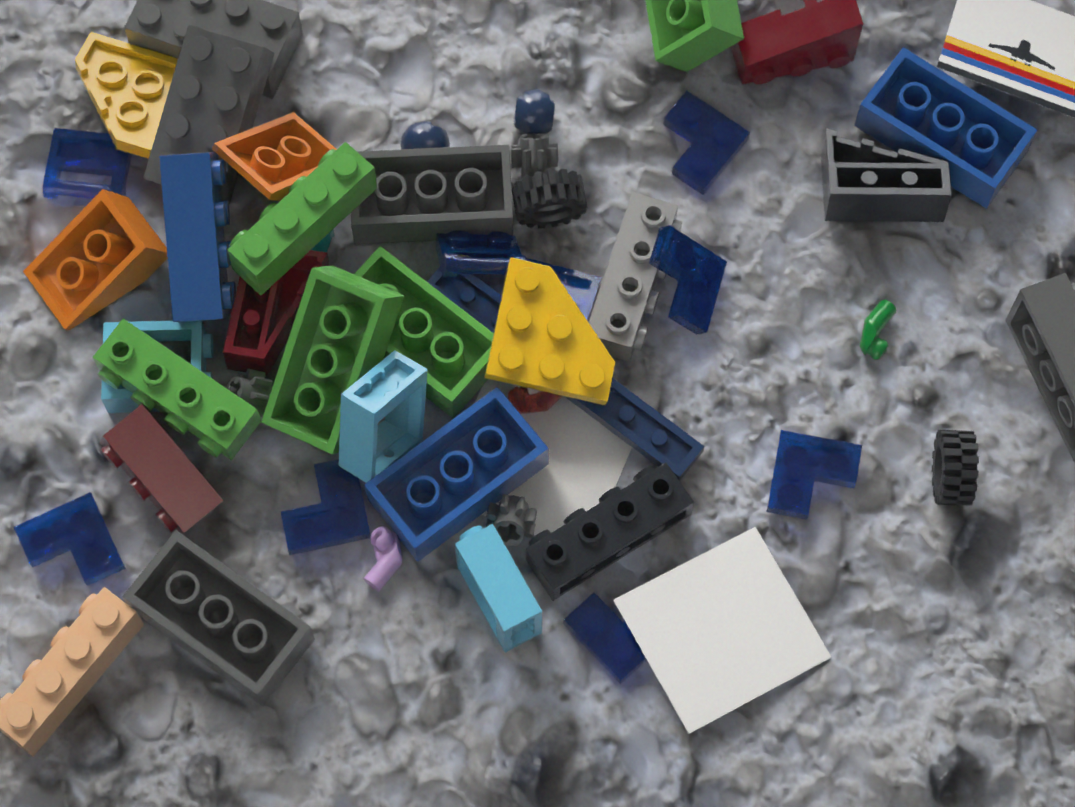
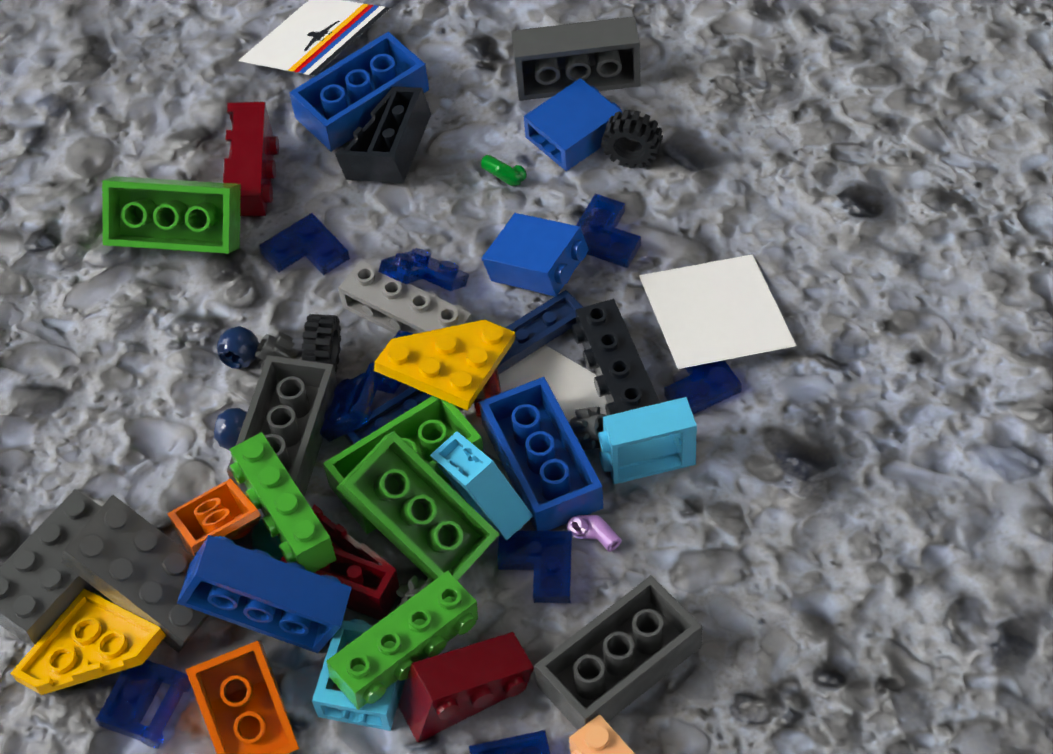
camera: 70 degrees left, 15 degrees down
(743, 397) = (535, 254): none -> blue brick
(973, 392) = (570, 123): none -> blue brick

